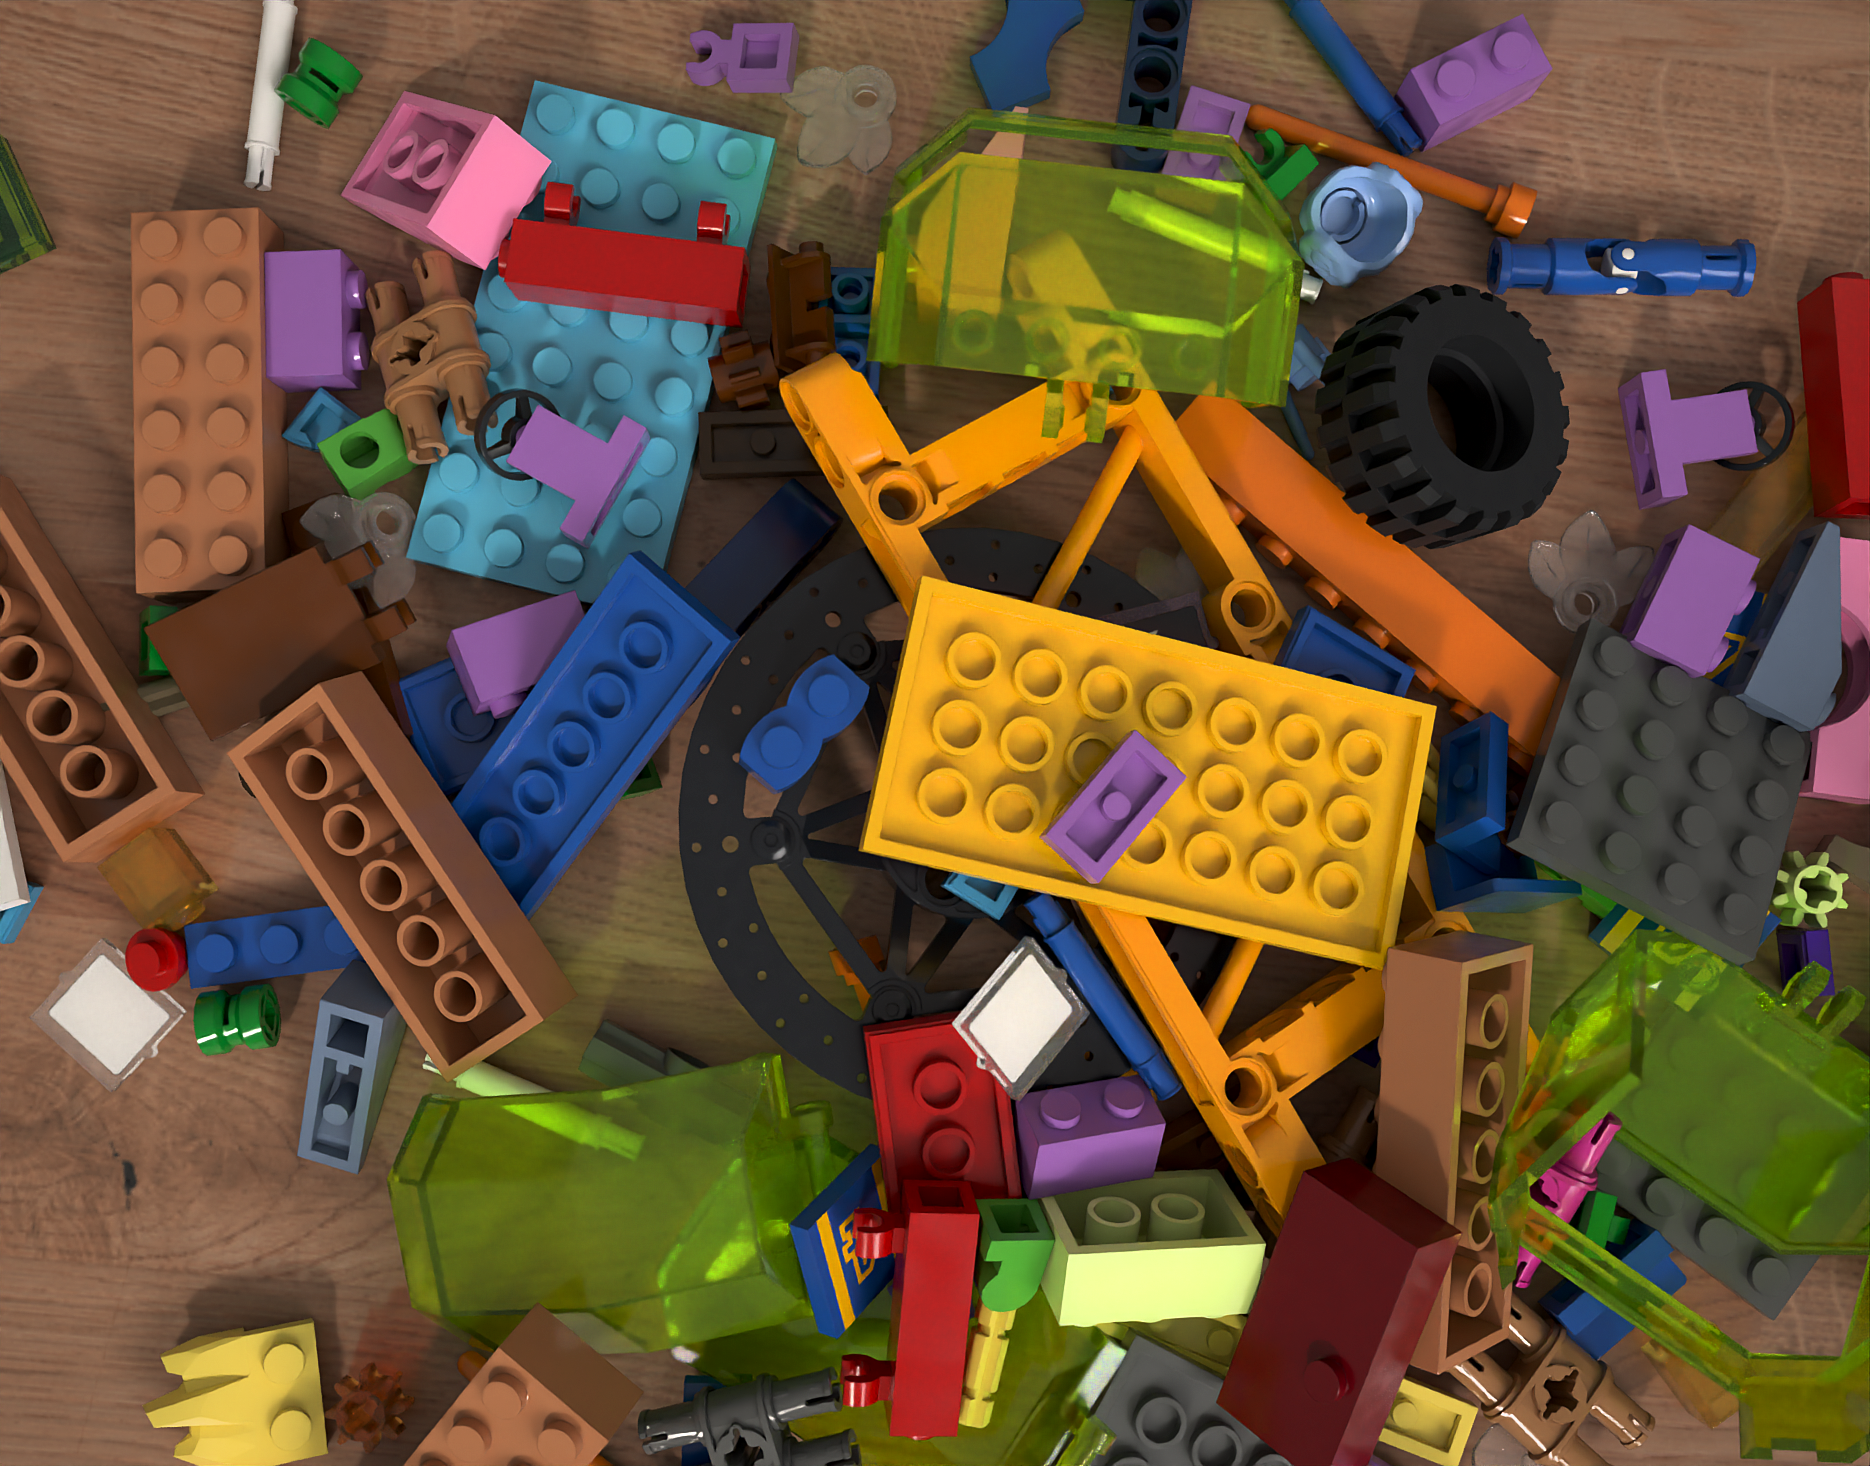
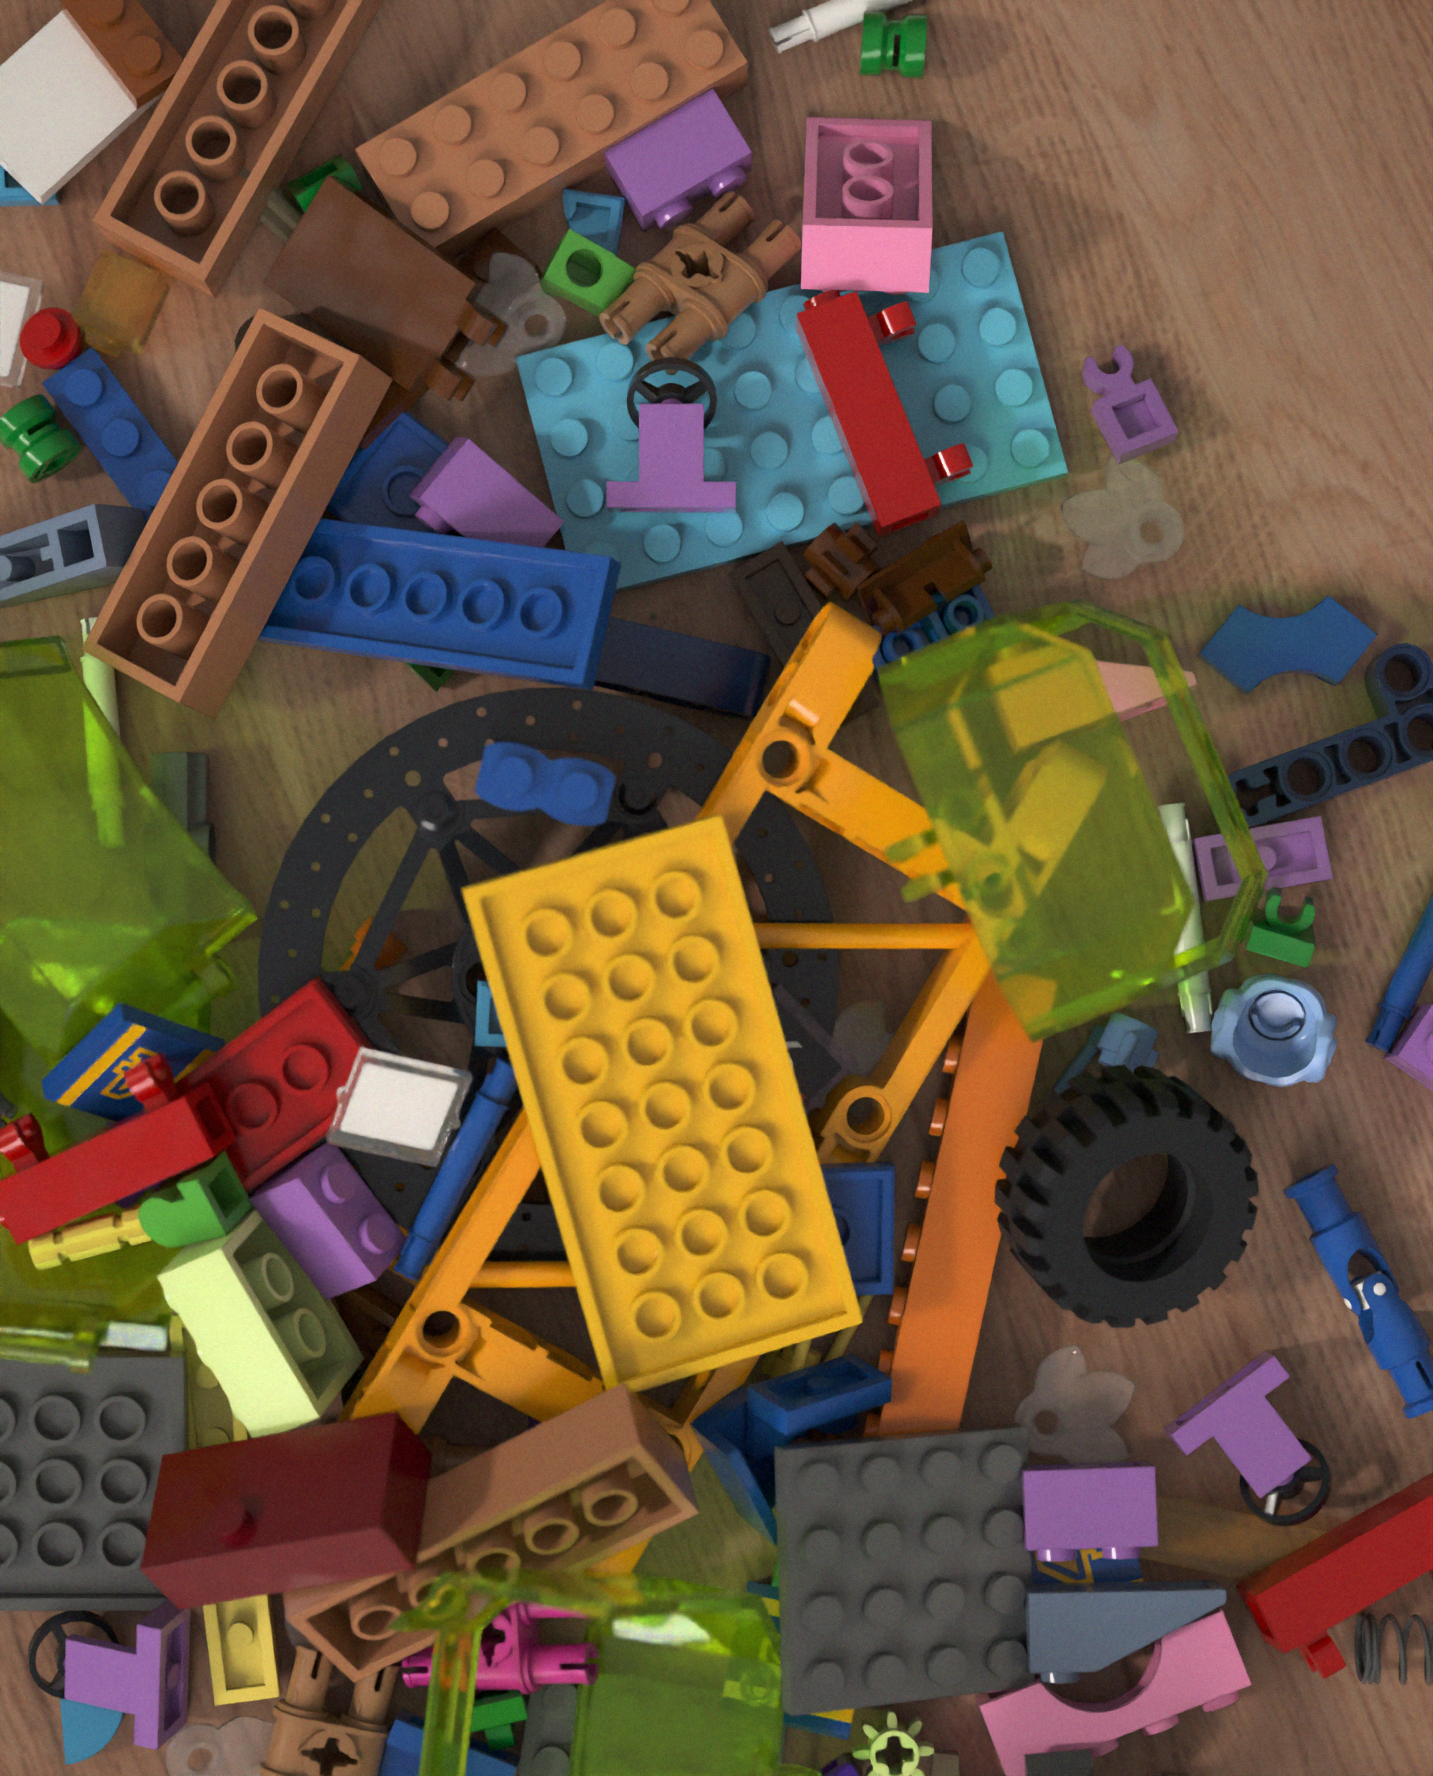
camera: 60 degrees right, 0 degrees up
(1113, 807) = (613, 1081): medium lavender plate -> none
(1504, 206) = (1368, 1156): orange piece -> none

